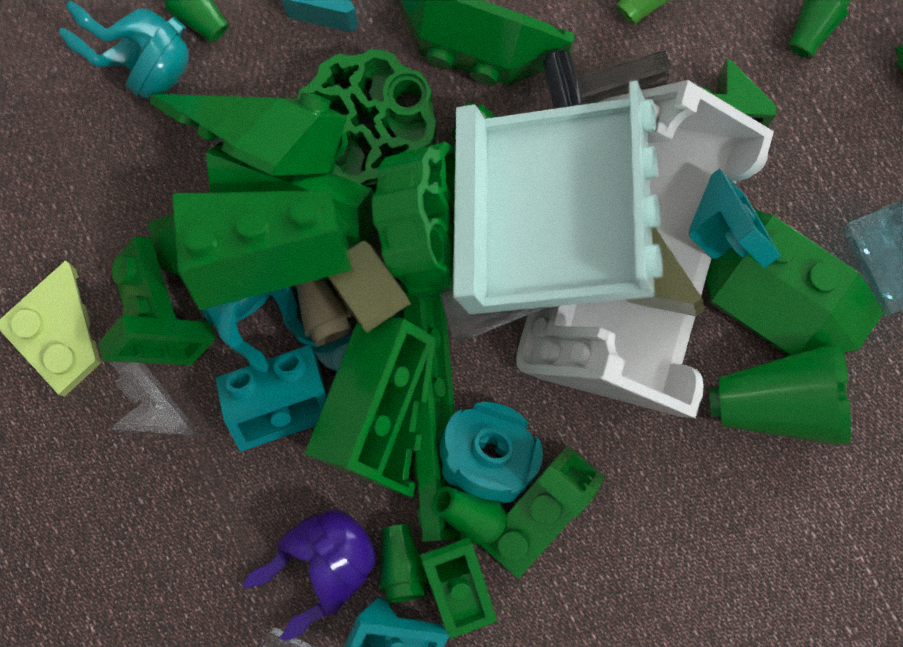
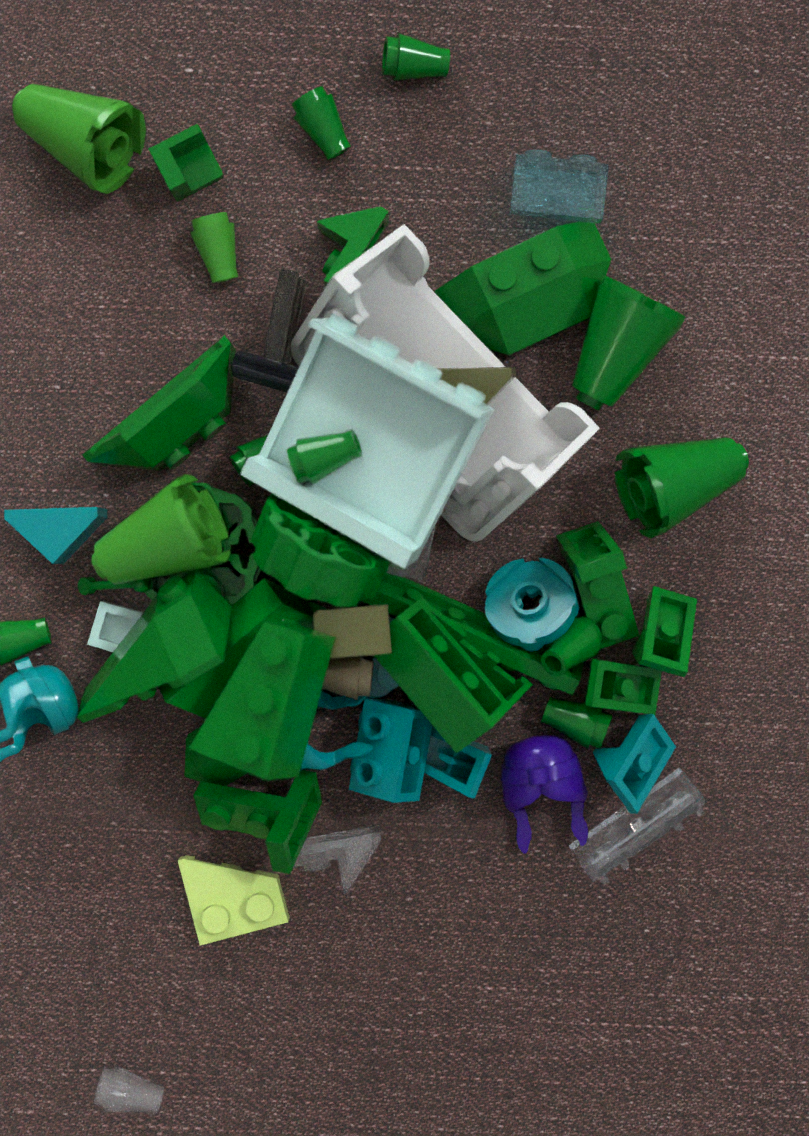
camera: 65 degrees left, 10 degrees up
(253, 82) = (111, 625): none -> light aqua tile
(280, 46) = (88, 585): none -> green hinge
(292, 472) = (458, 770): none -> teal slope
(362, 73) = (164, 536): none -> bright green cone
(516, 168) = (321, 455): none -> green cone
(537, 602) = (666, 632): none -> green slope
(691, 527) = (676, 480): none -> green cone
(729, 220) = (457, 303): teal slope -> none

